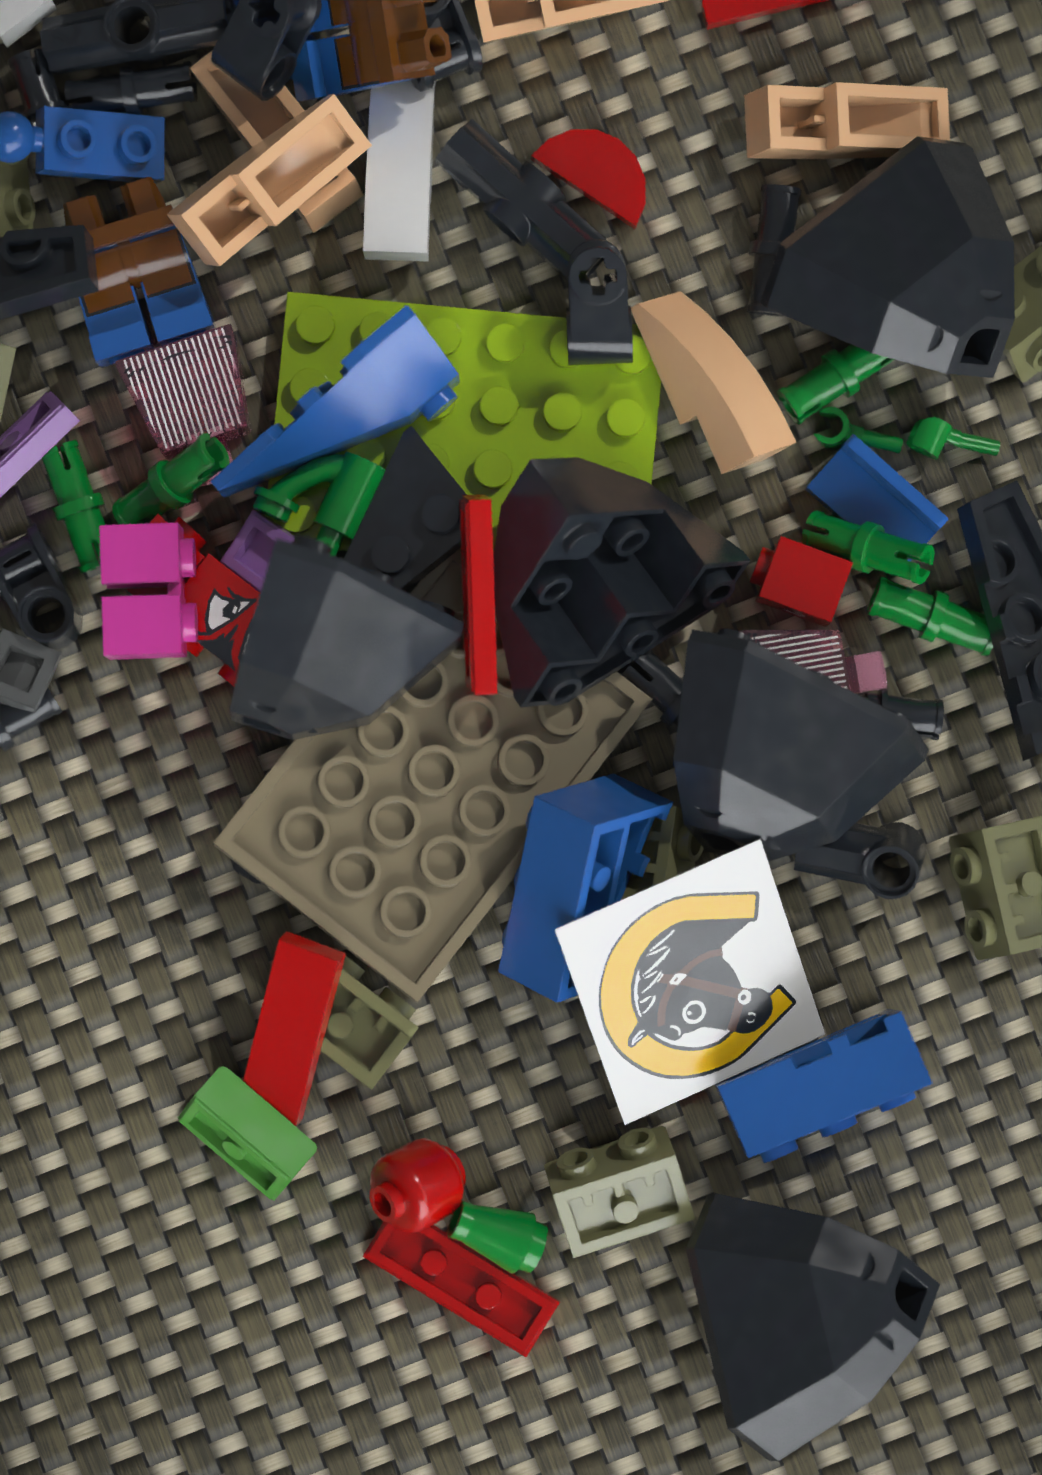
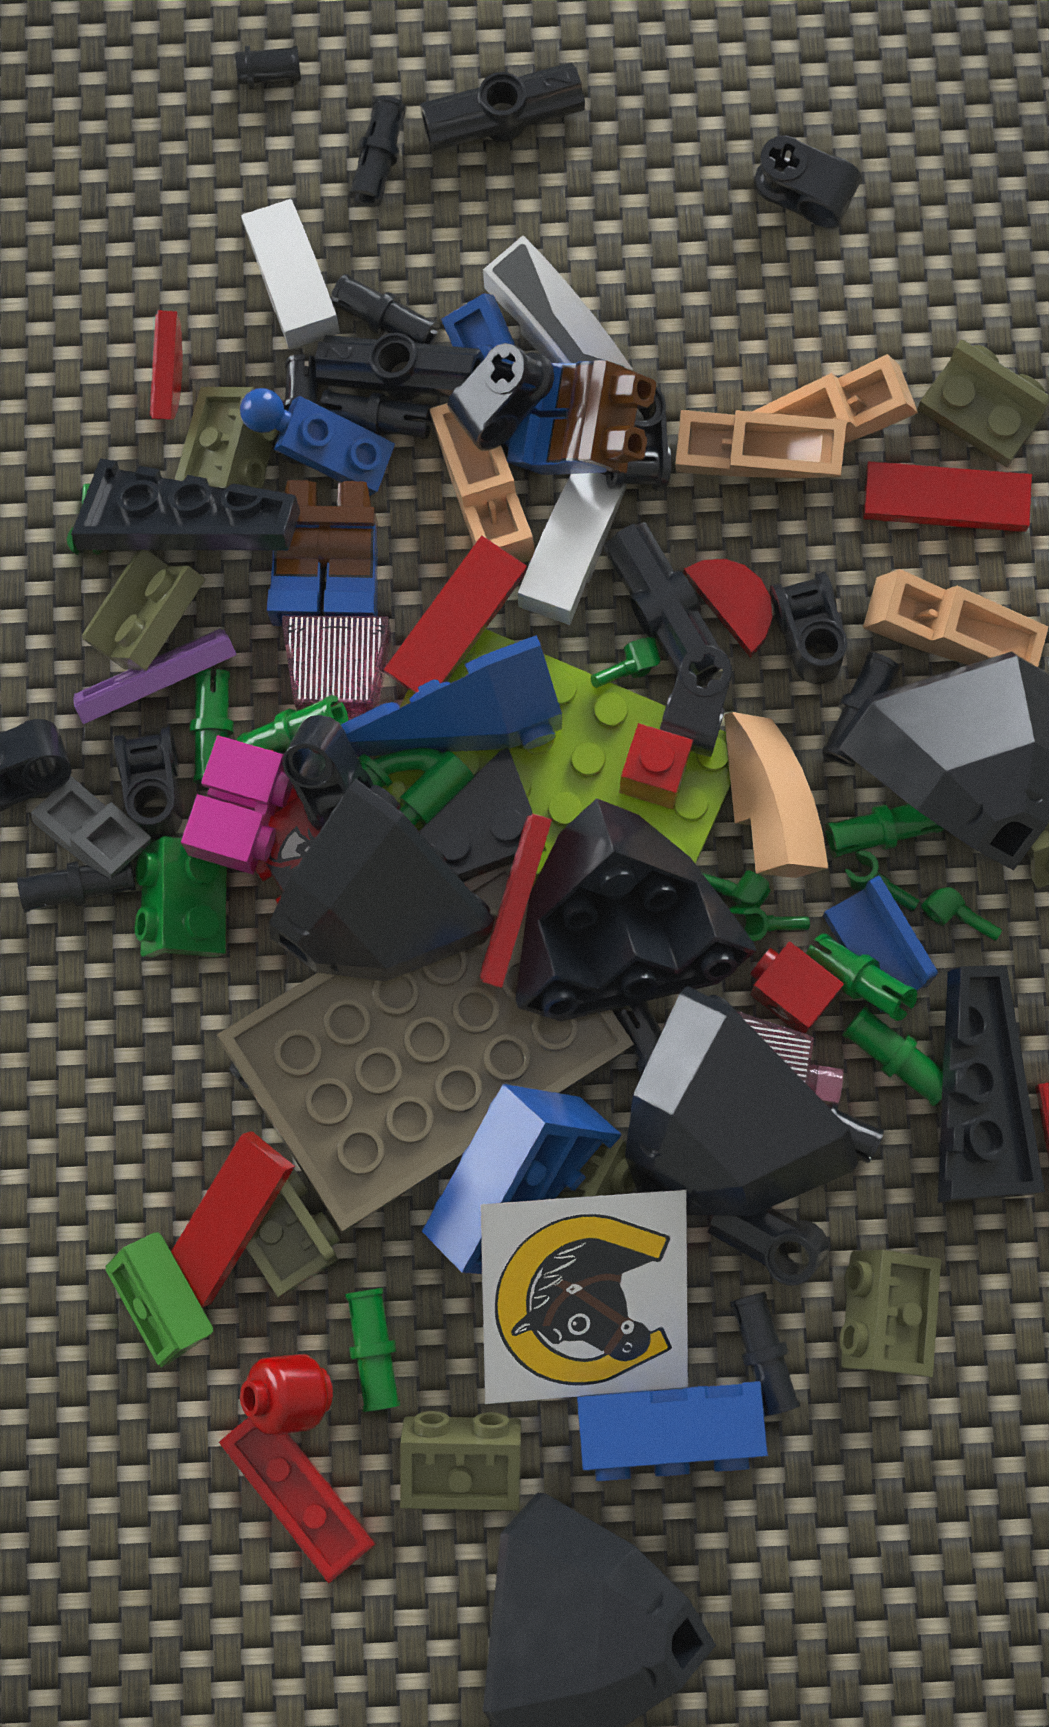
camera: 20 degrees right, 10 degrees down
(115, 710) = (180, 902): none -> green bracket
(229, 523) = (323, 777): none -> black piece
(269, 181) = (461, 511): light nougat slope -> none
(305, 301) = (457, 616): none -> red tile
(488, 1108) = (372, 1350): none -> green pin
(501, 1235) = (343, 1464): green cone -> none
(518, 272) = (640, 657): none -> green hand
(577, 394) = (655, 766): none -> red brick
(682, 165) = (809, 617): none -> black piece
(718, 493) = (750, 890): none -> green hand
(741, 522) = (759, 923): none -> green hand
(893, 974) = (765, 1353): none -> black pin

